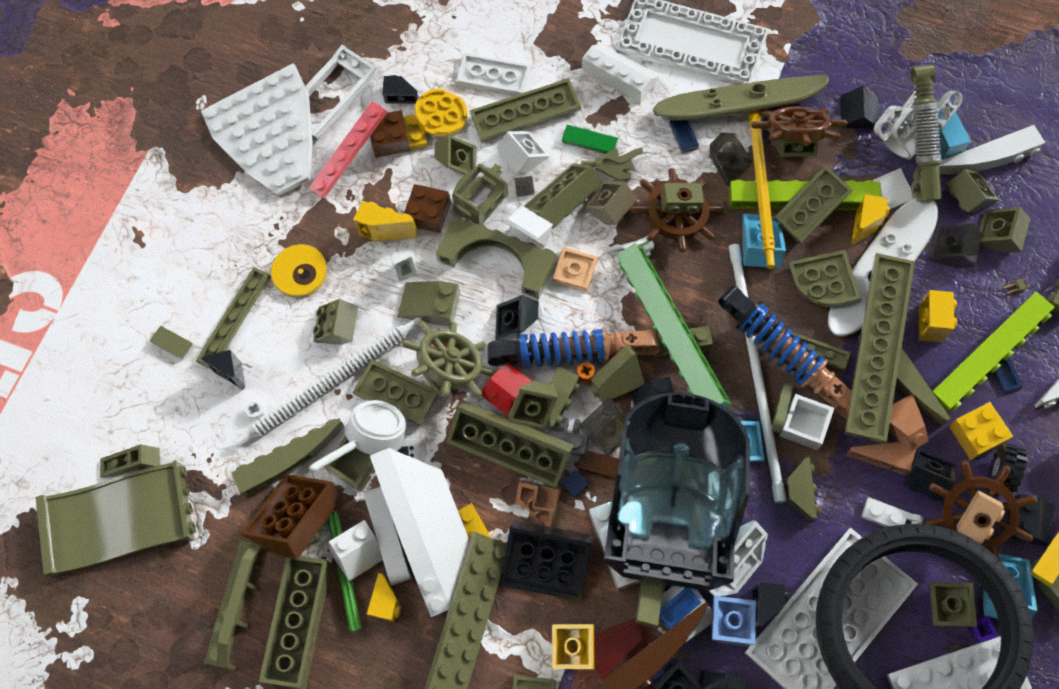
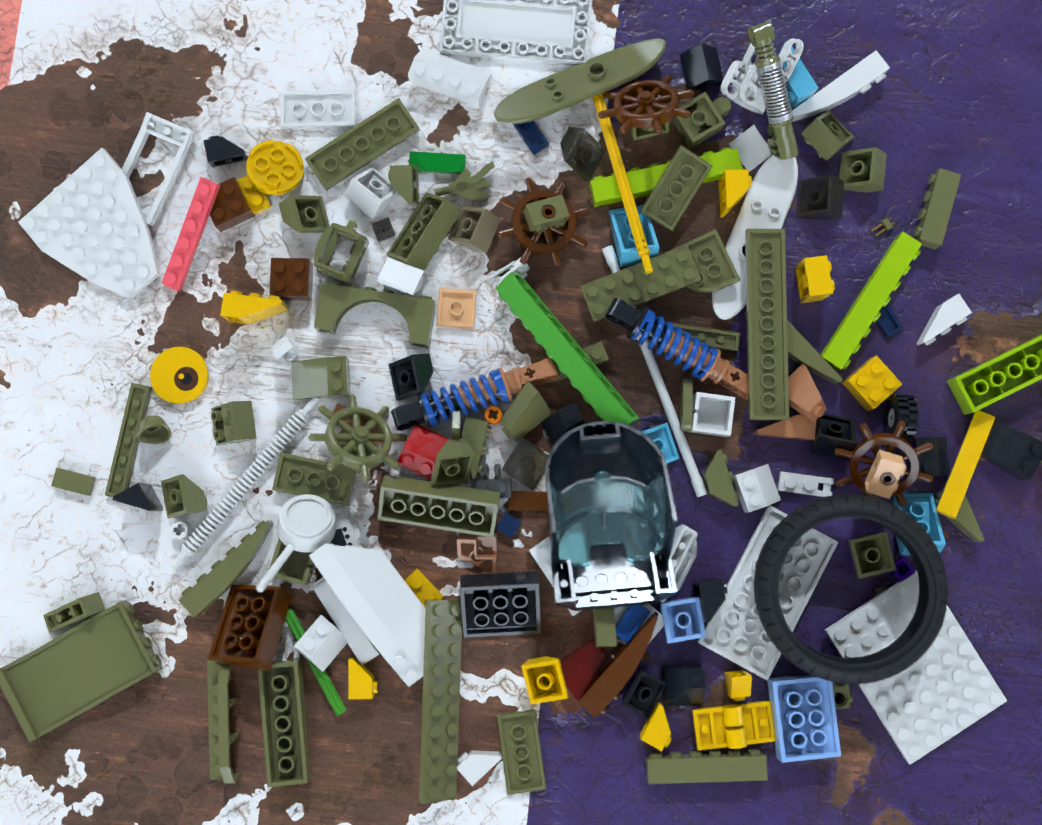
camera: 25 degrees left, 15 degrees up
(259, 312) = (153, 430): none -> olive helmet
(267, 379) = (182, 497): none -> olive slope
(547, 369) = (456, 423): none -> tile
(556, 147) = (405, 181): none -> olive slope
(757, 282) = (670, 273): none -> olive plate
(838, 507) = (756, 488): none -> white slope
(853, 145) = (704, 119): none -> olive brick

